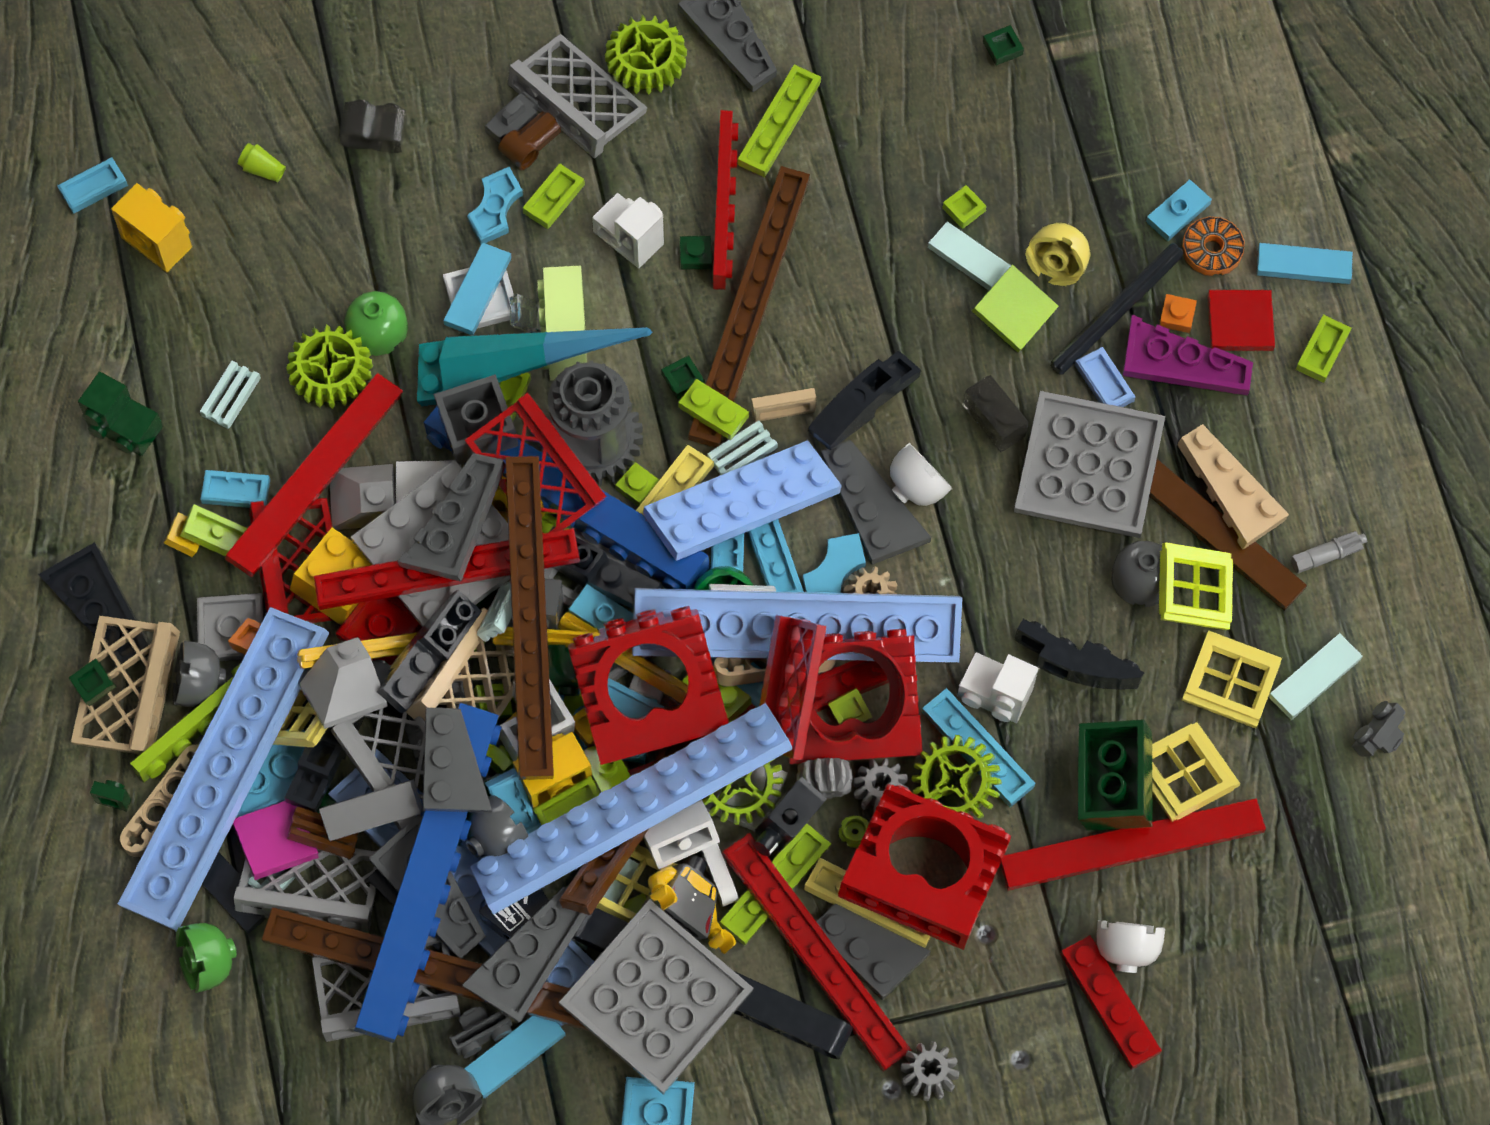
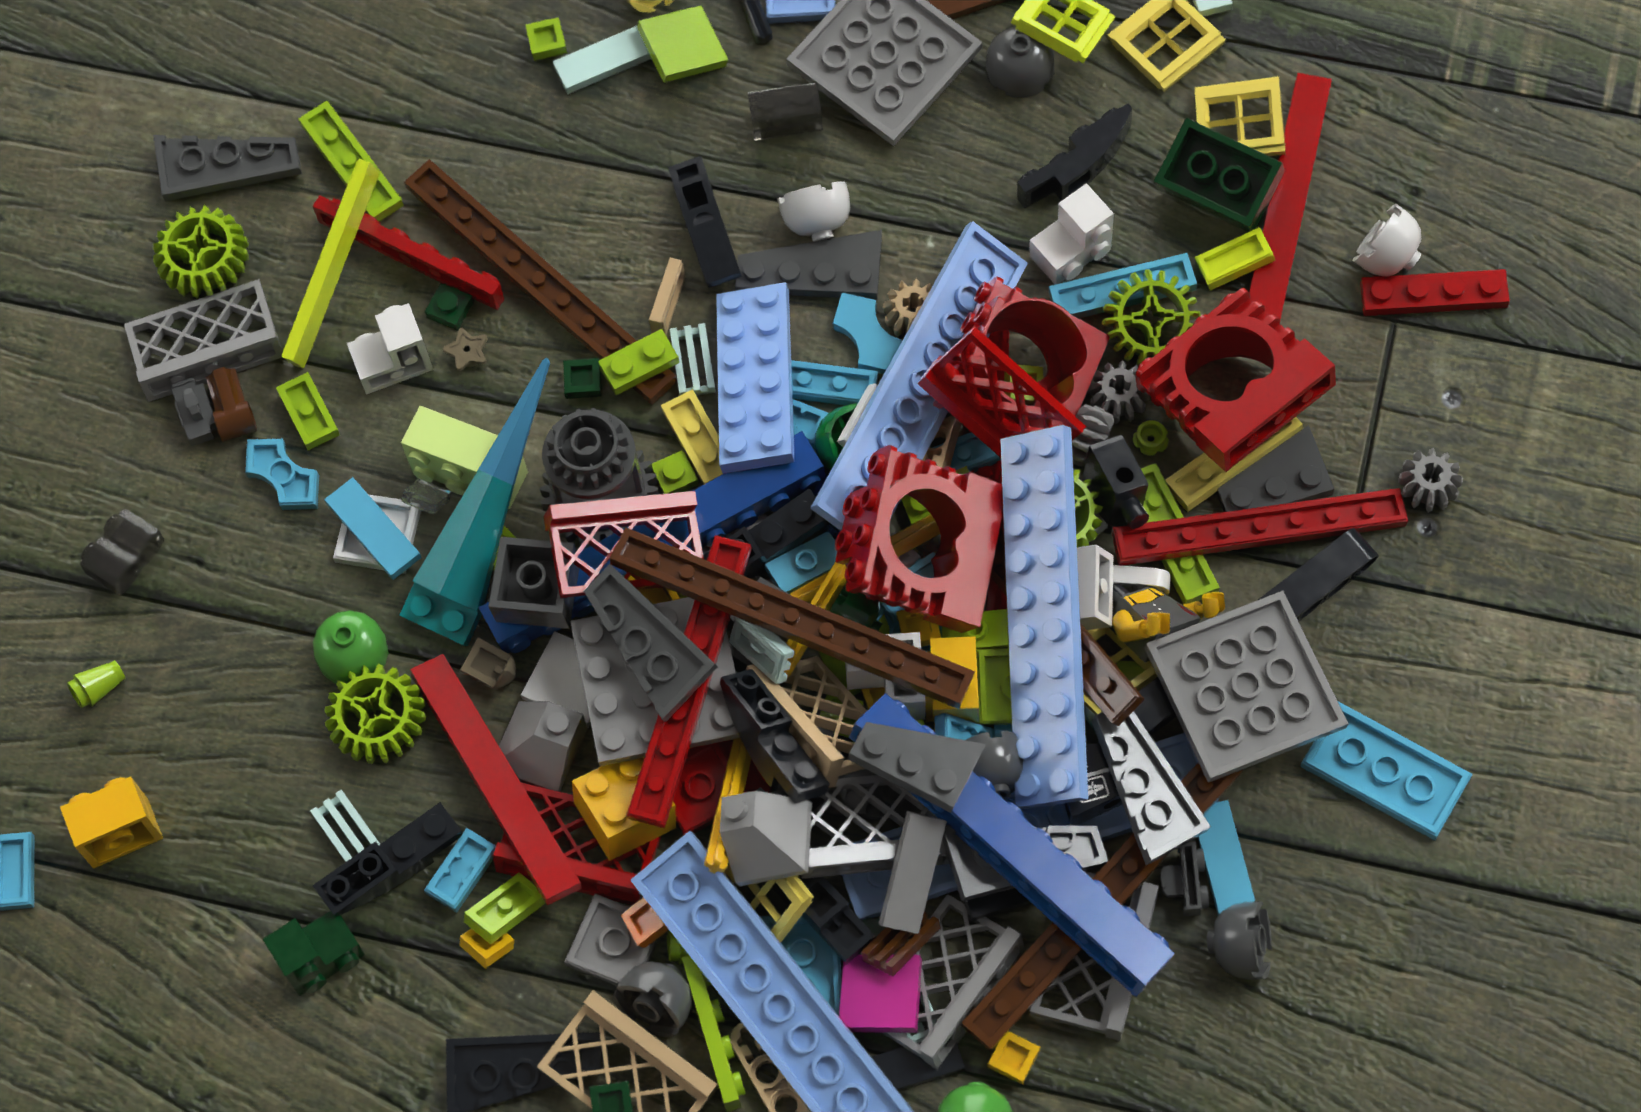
camera: 55 degrees left, 0 degrees up
(213, 434) = (388, 864): none -> black slope
(271, 964) = (1014, 1057): none -> yellow plate
(408, 427) = (489, 665): none -> dark tan plate
(661, 290) = (470, 358): none -> dark tan plate
(676, 147) = (330, 263): none -> neon yellow tile
(1052, 824) = (1235, 258): none -> neon yellow tile

